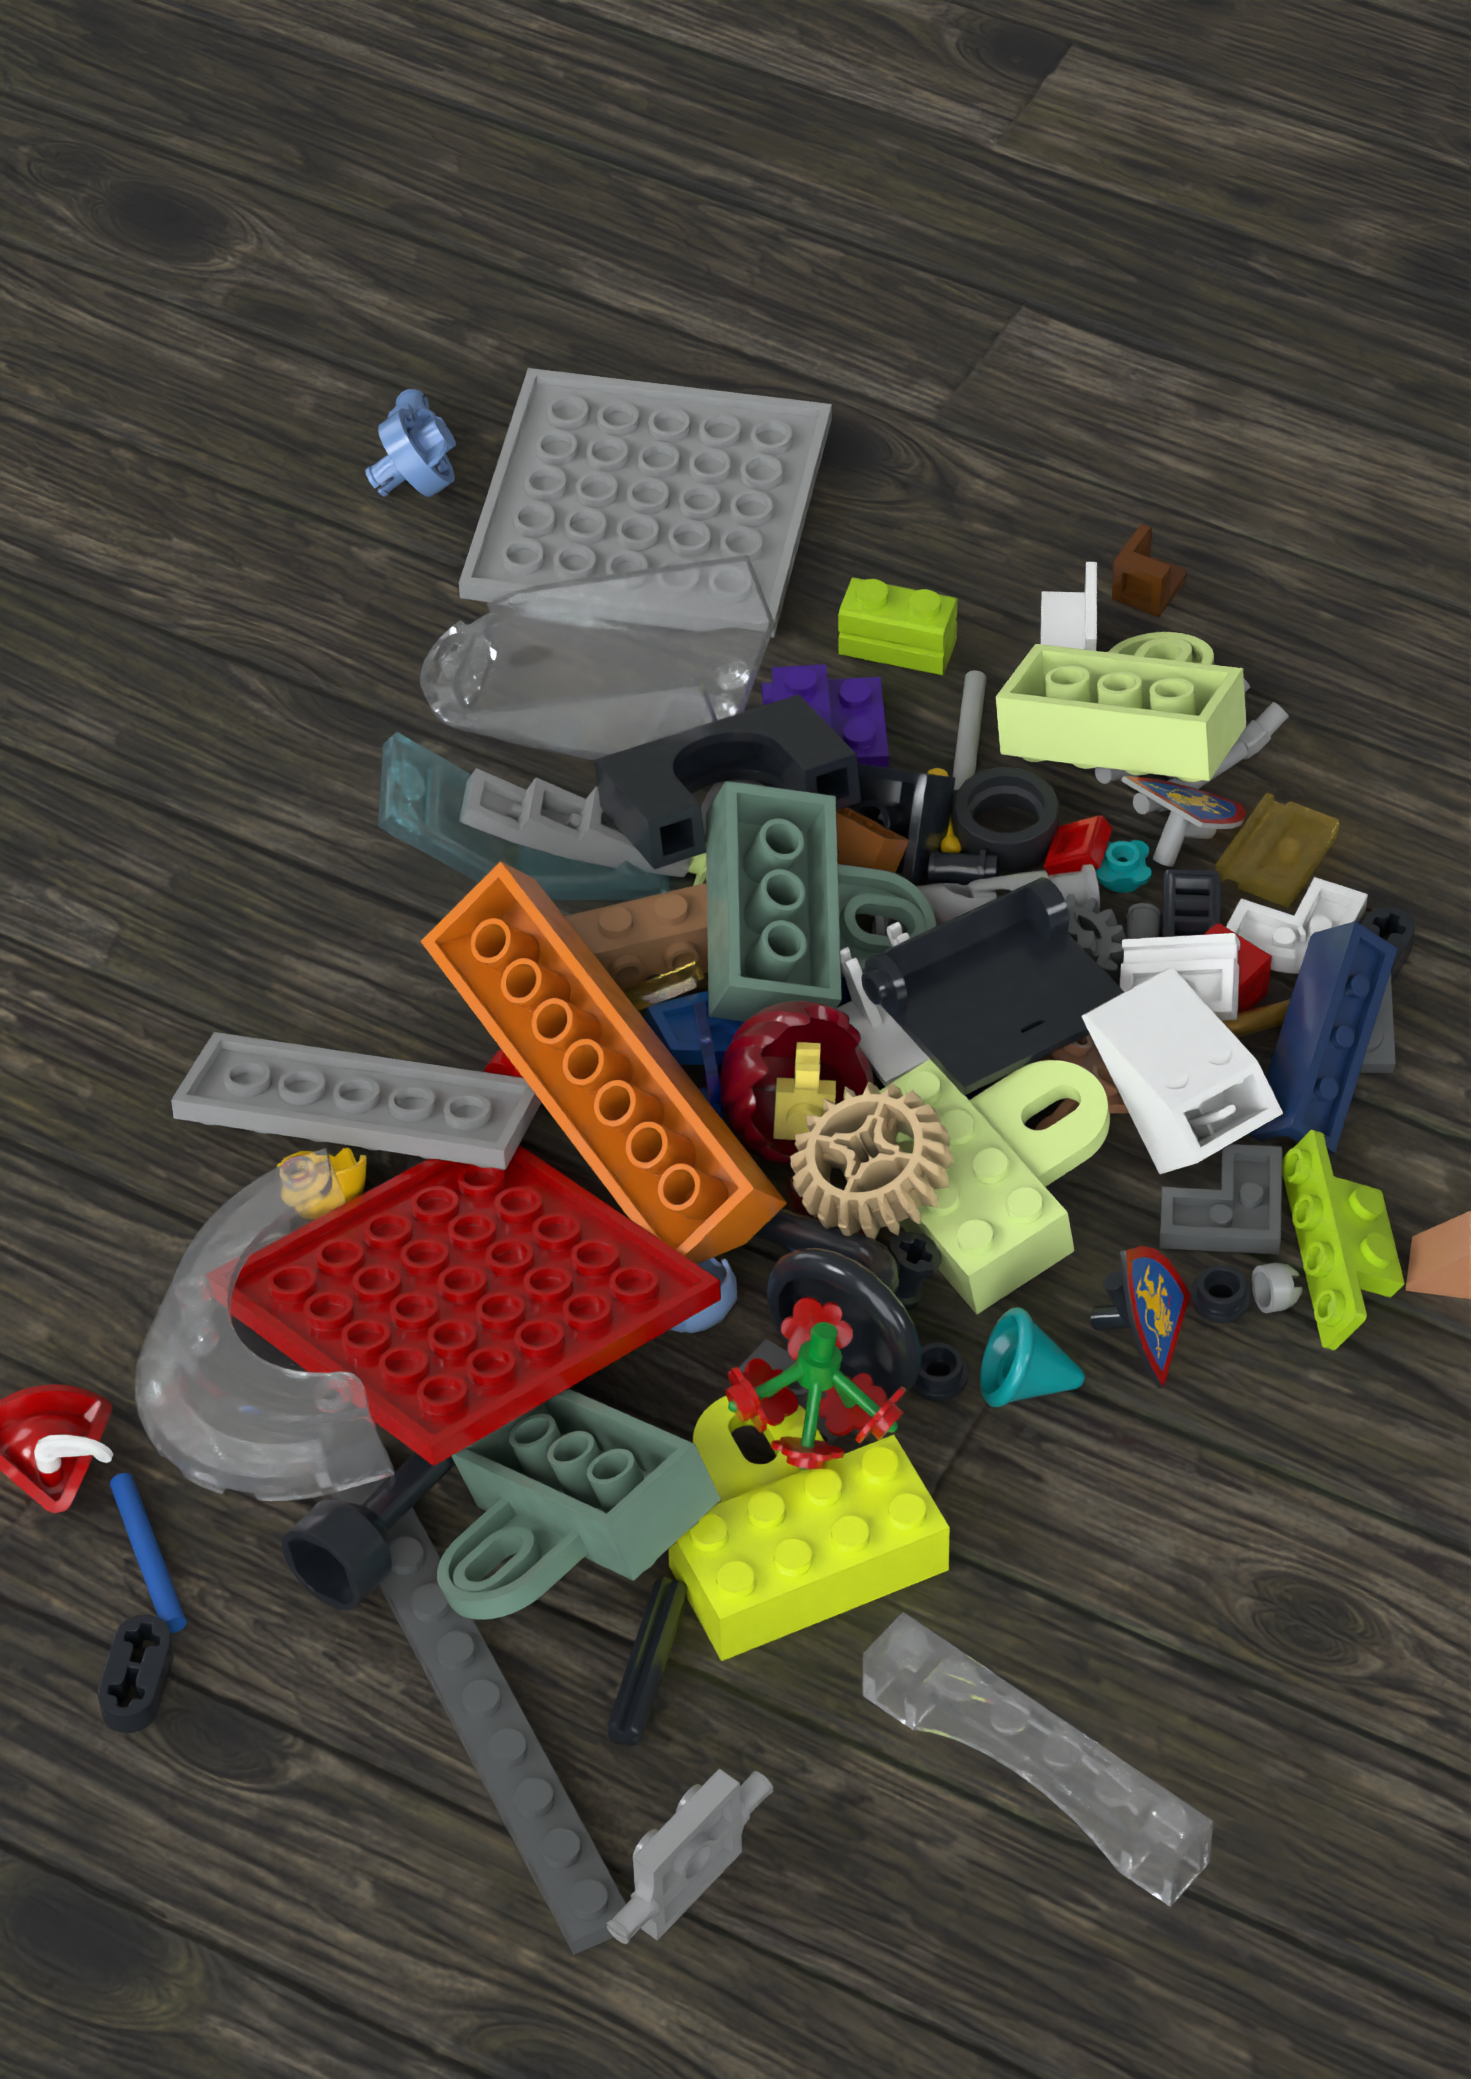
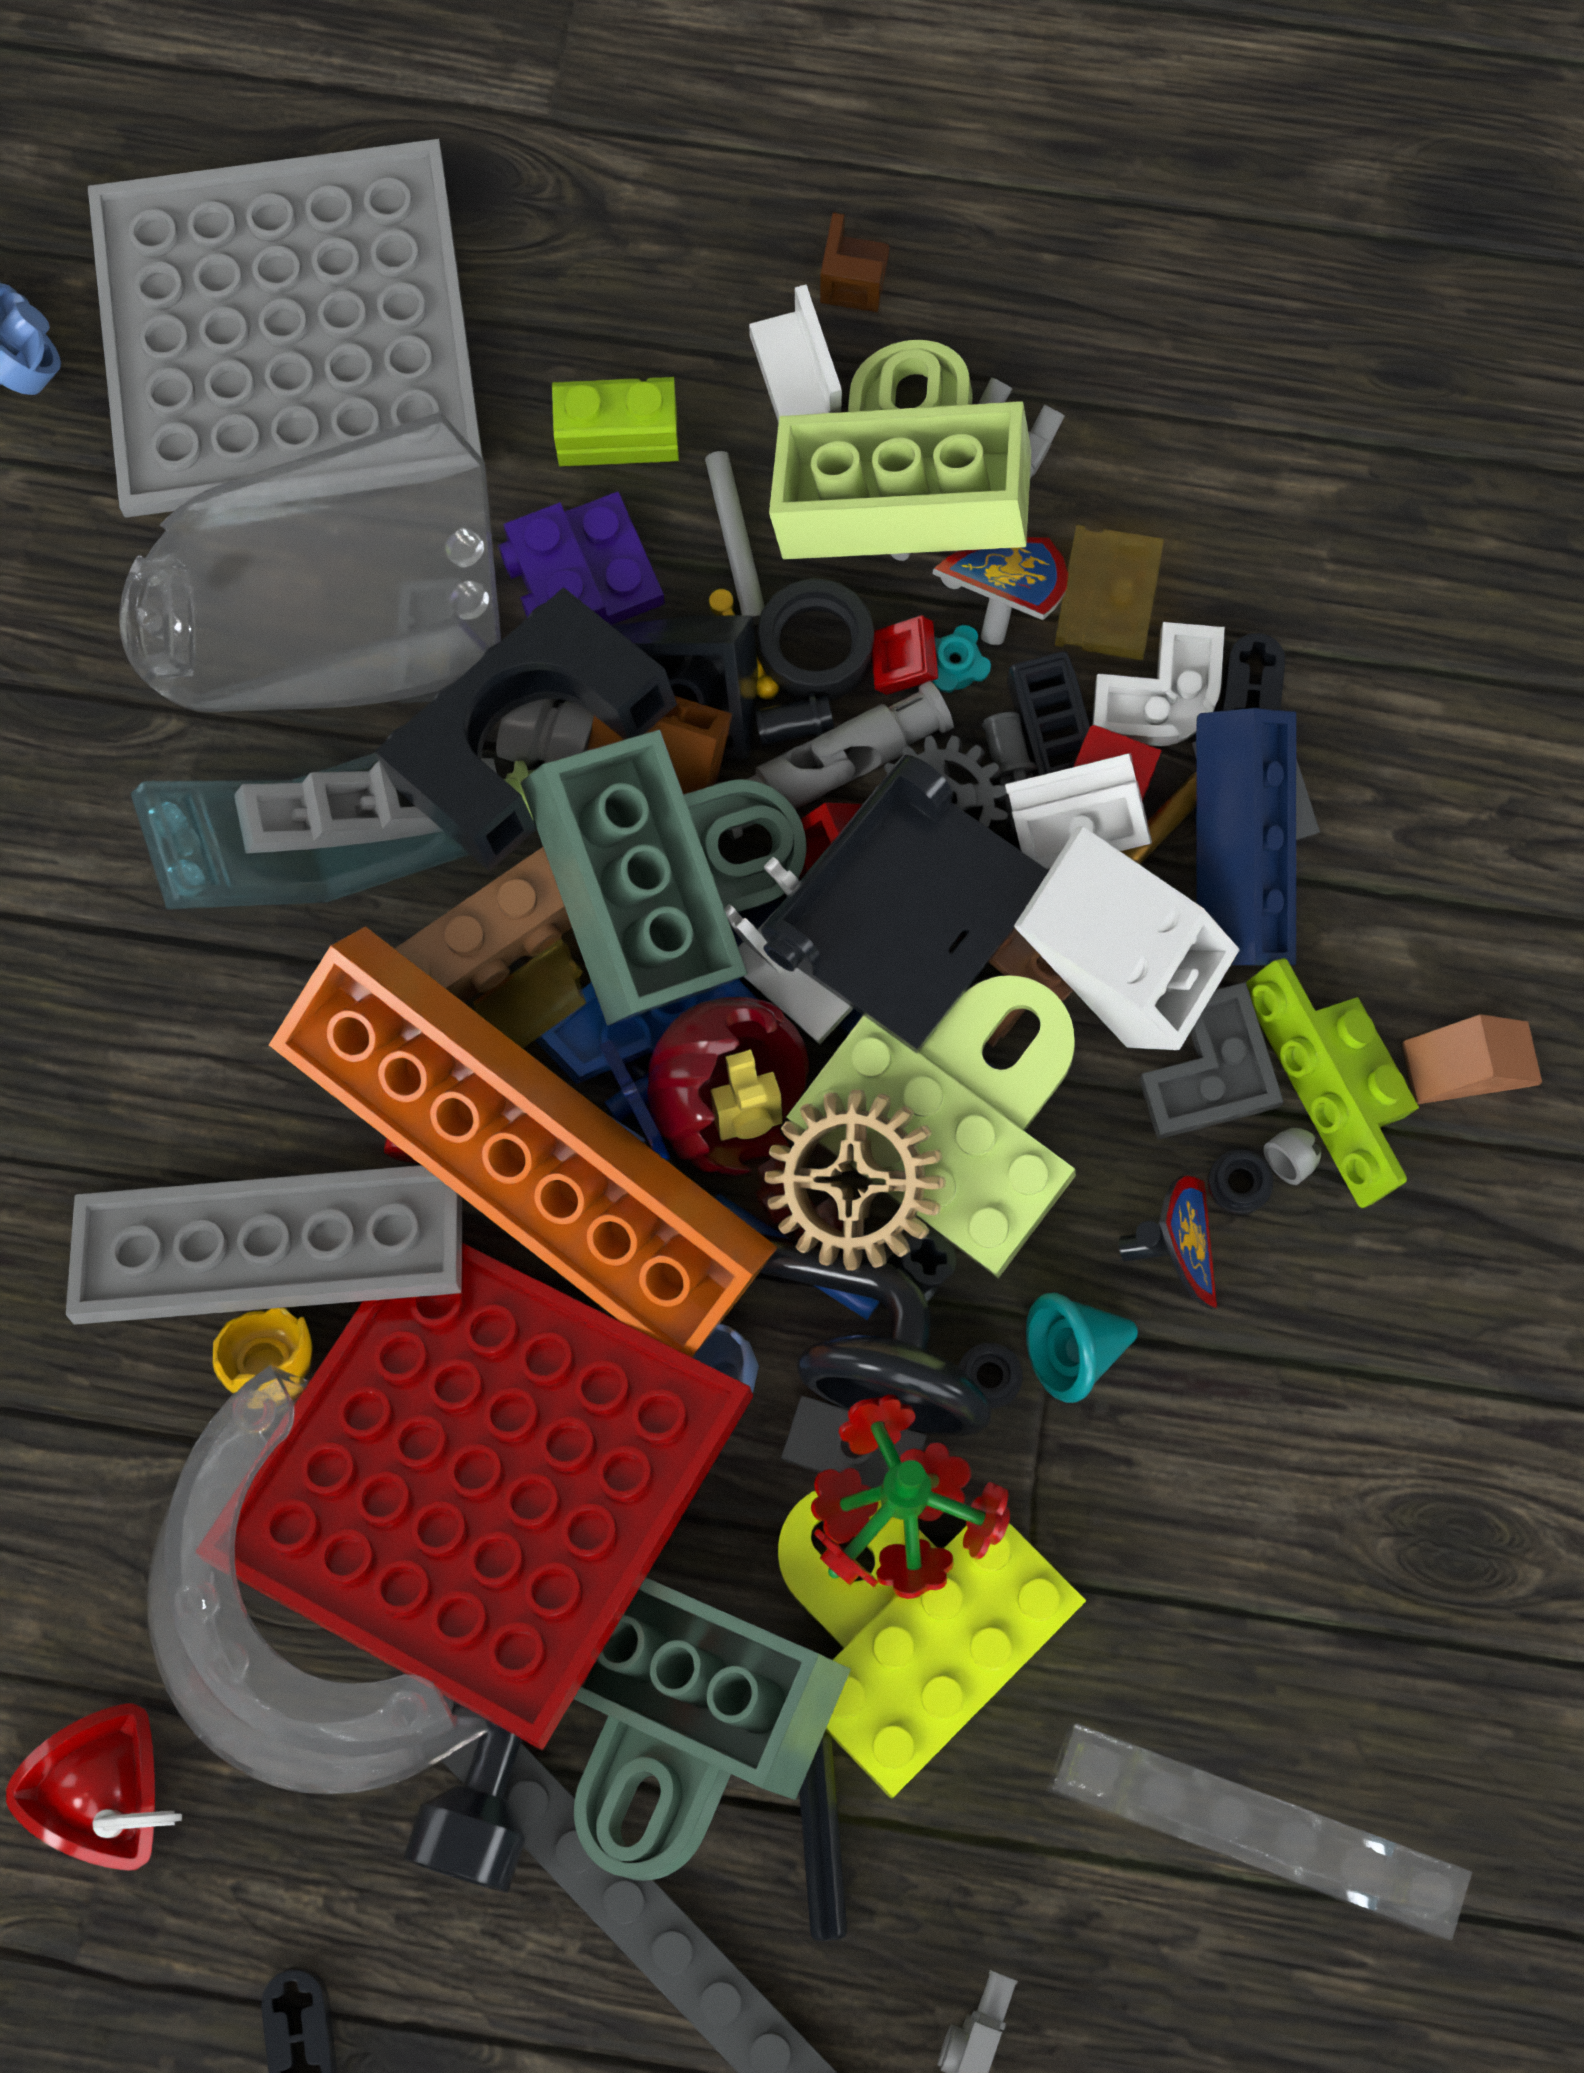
camera: 20 degrees left, 25 degrees up
(147, 1551) = (253, 1879): blue bar -> none

